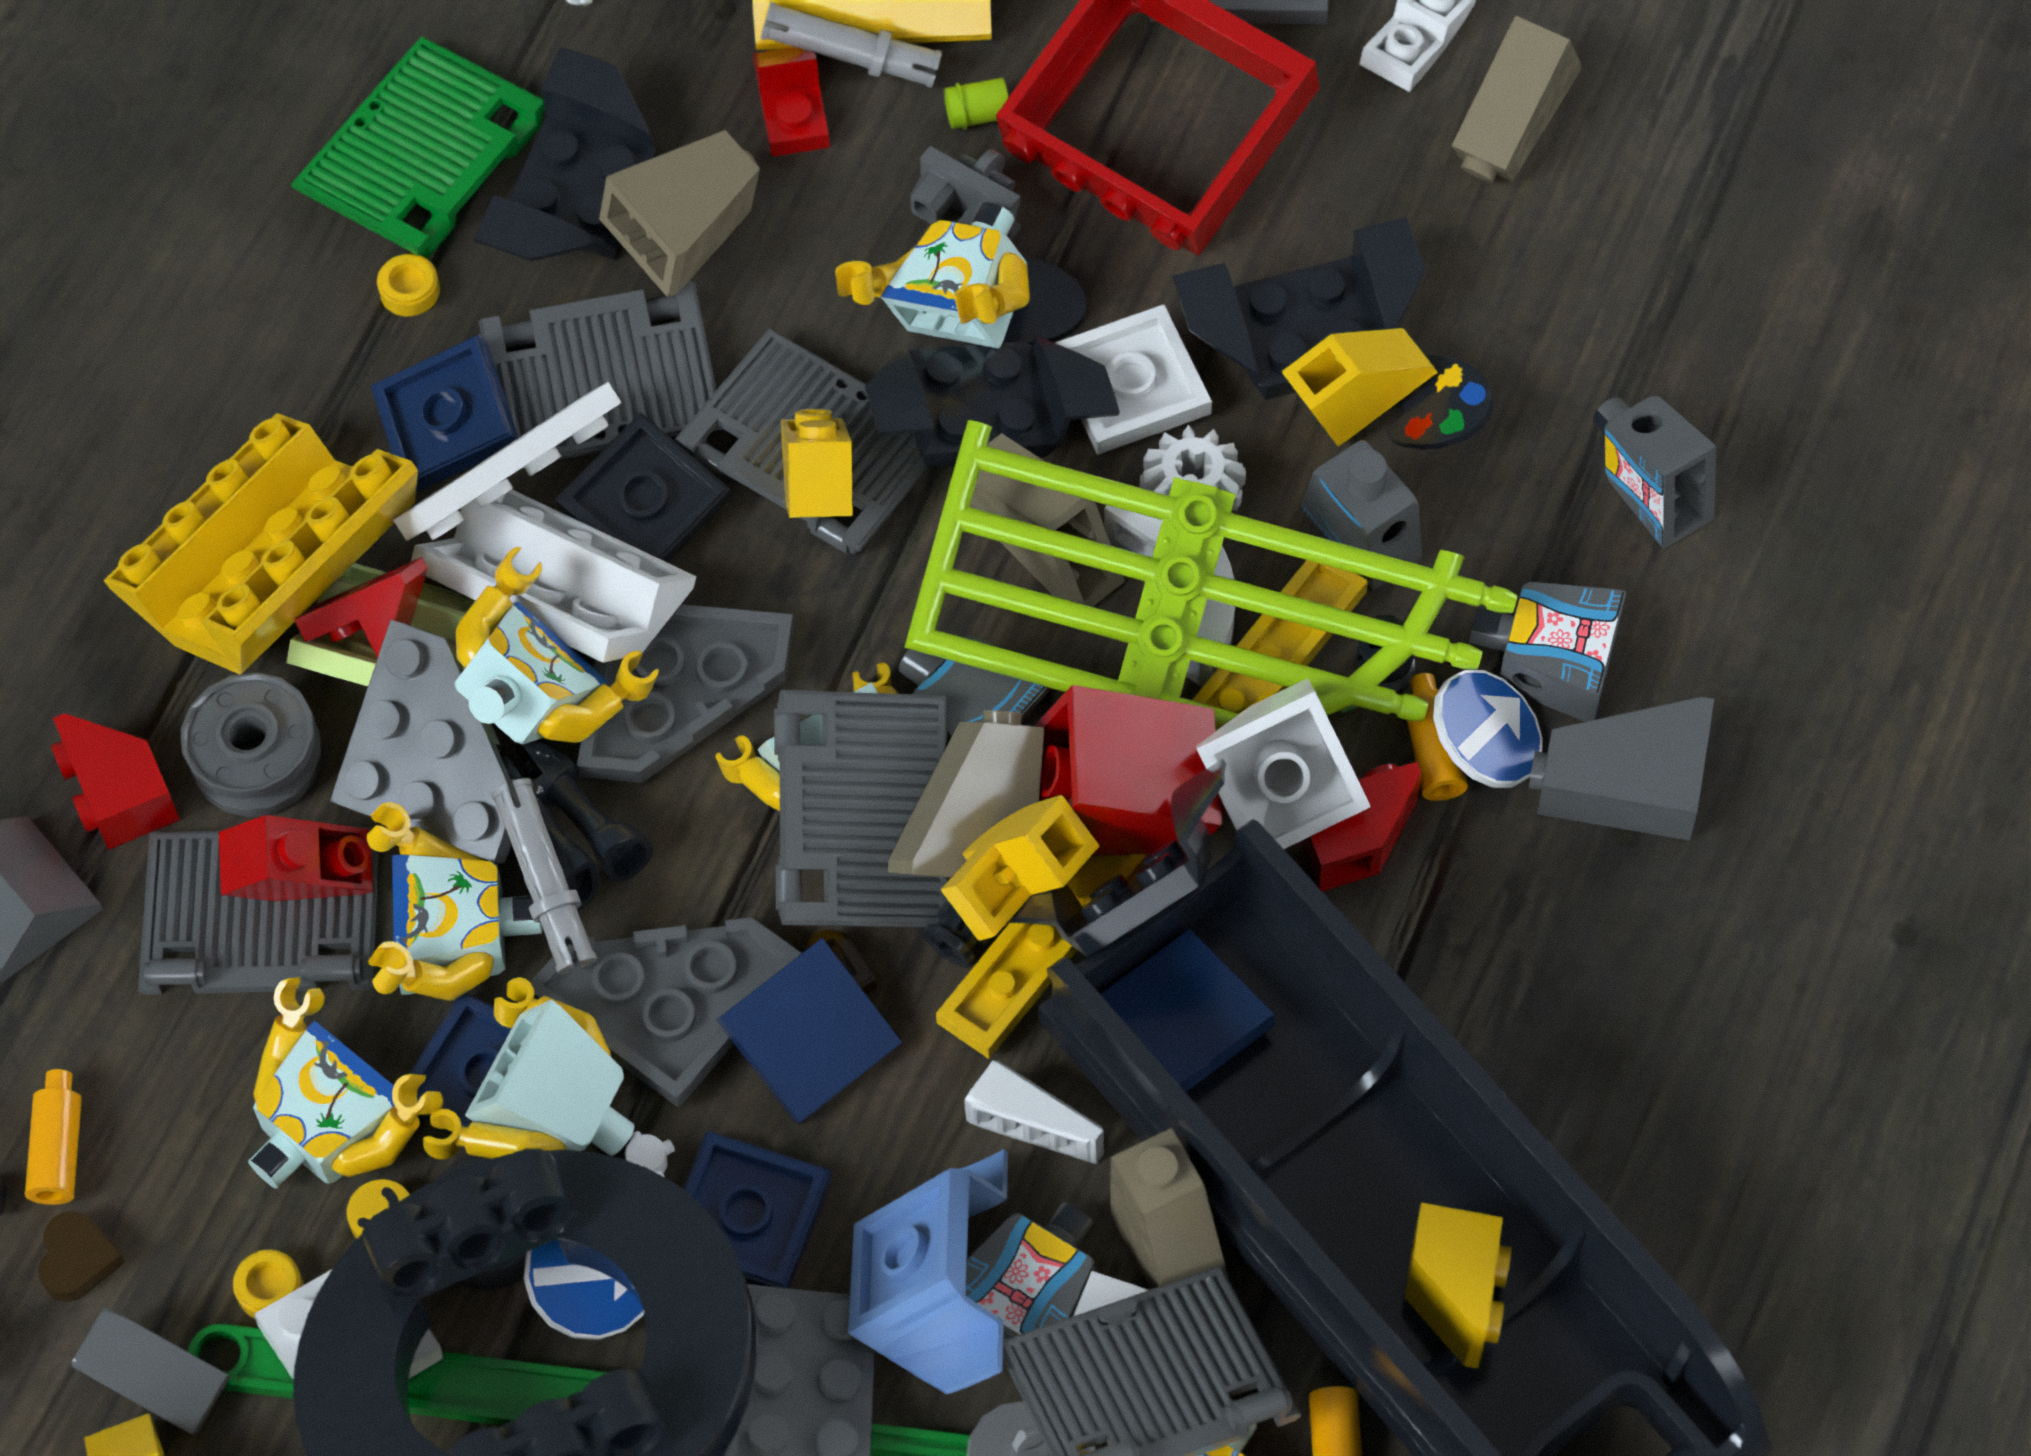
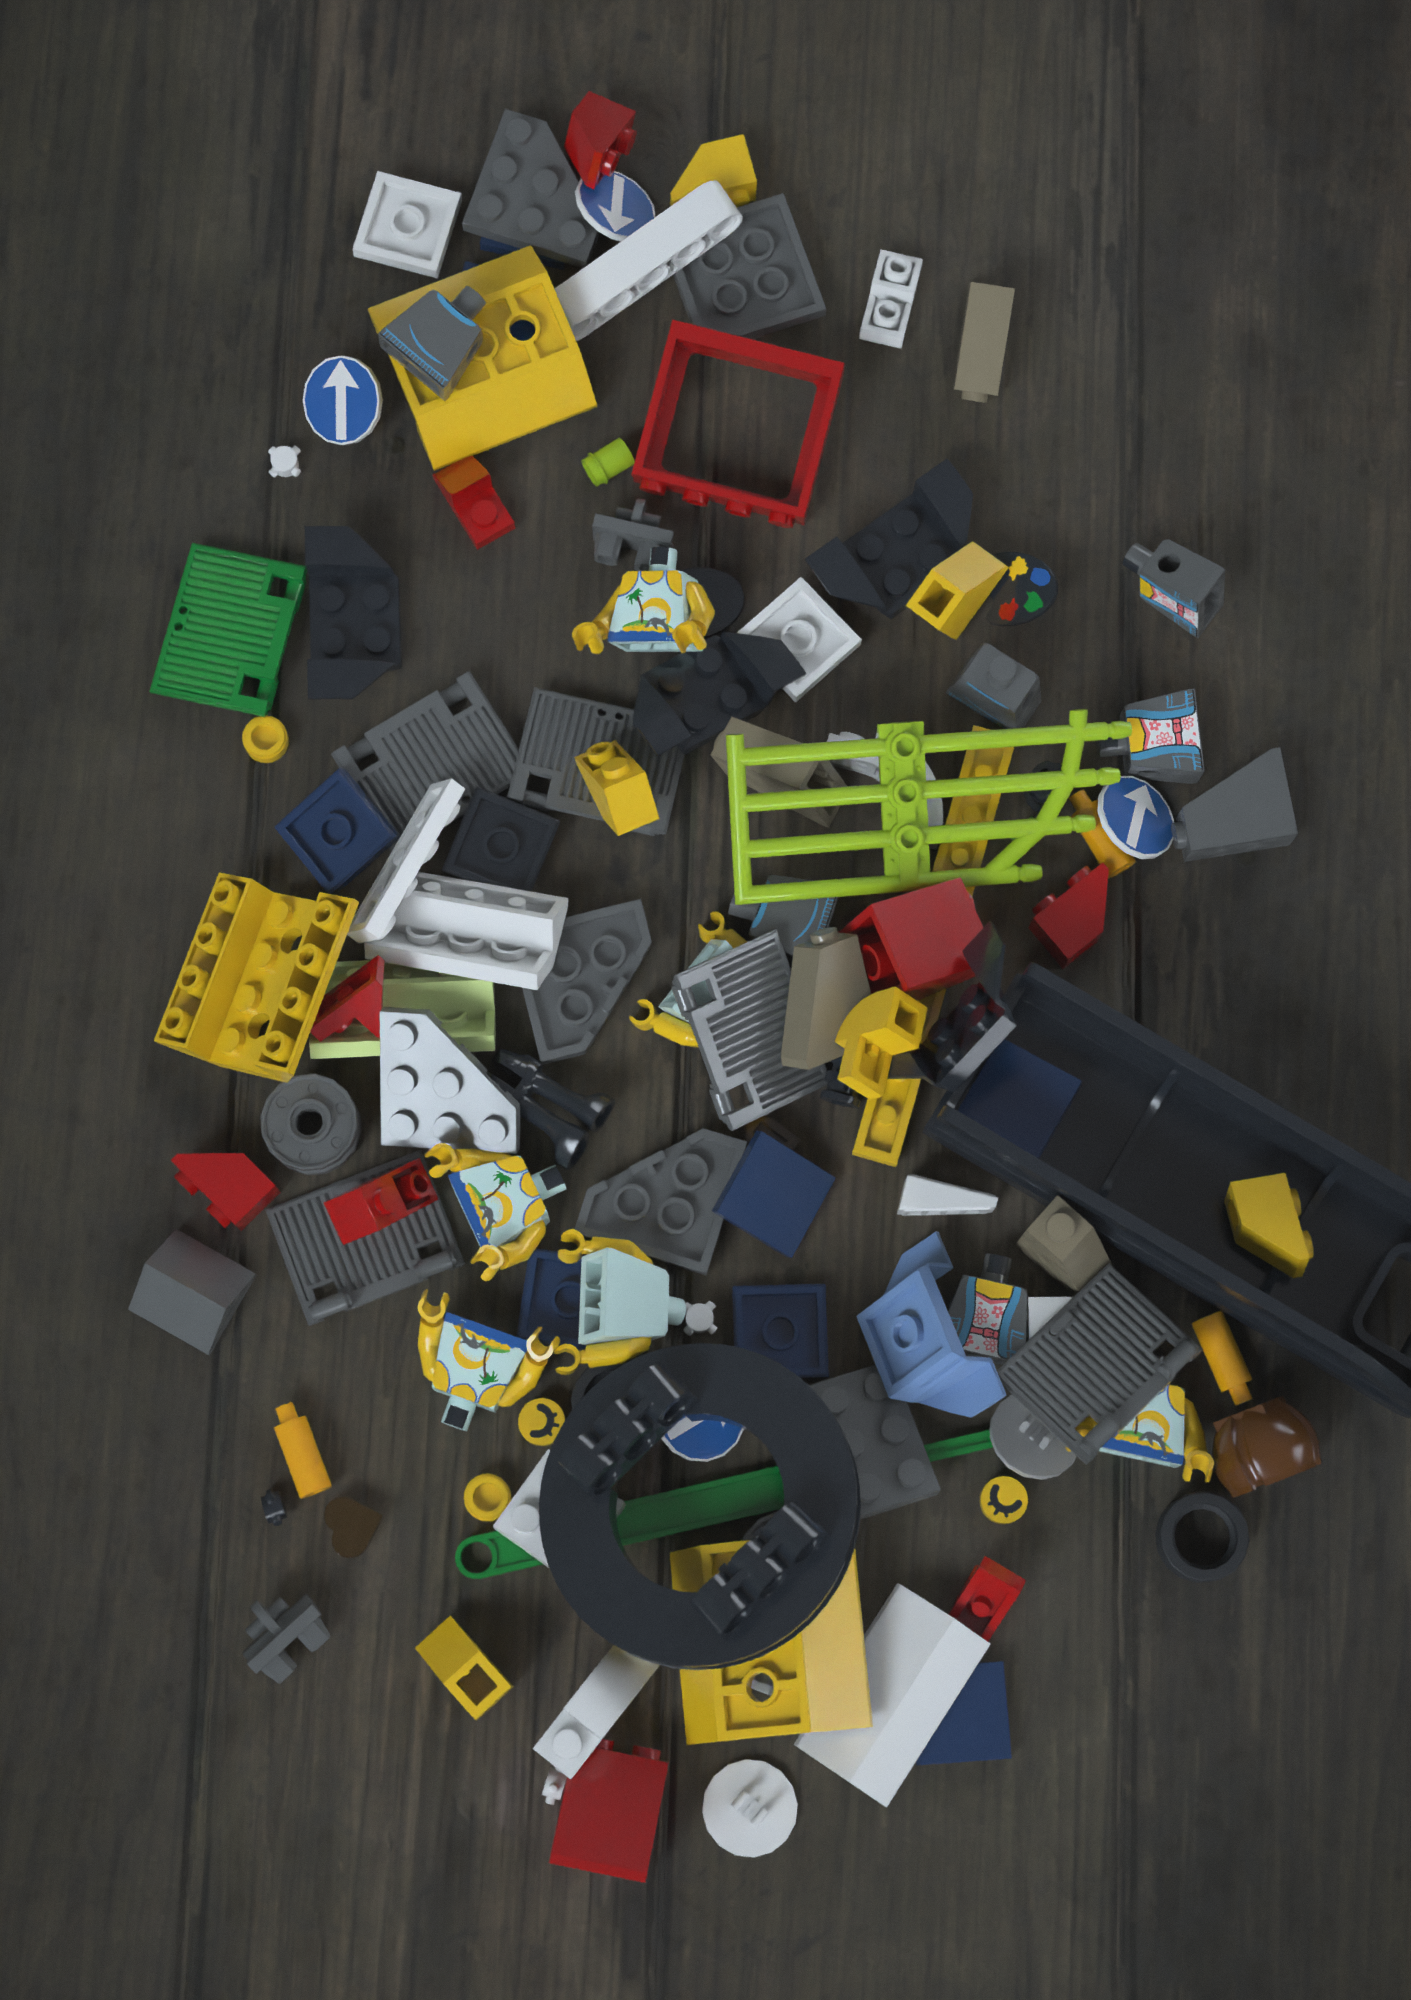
camera: 25 degrees left, 15 degrees up
(150, 1371) = (439, 1588): dark grey slope -> none
(529, 676) = (488, 1017): torso -> none
(544, 877) = (560, 1156): light grey pin -> none
(680, 207) = (439, 620): dark tan slope -> none
(851, 45) = (501, 449): light grey pin -> none
(1193, 461) = (865, 687): white gear -> none
(1285, 767) = (1024, 903): white slope -> none

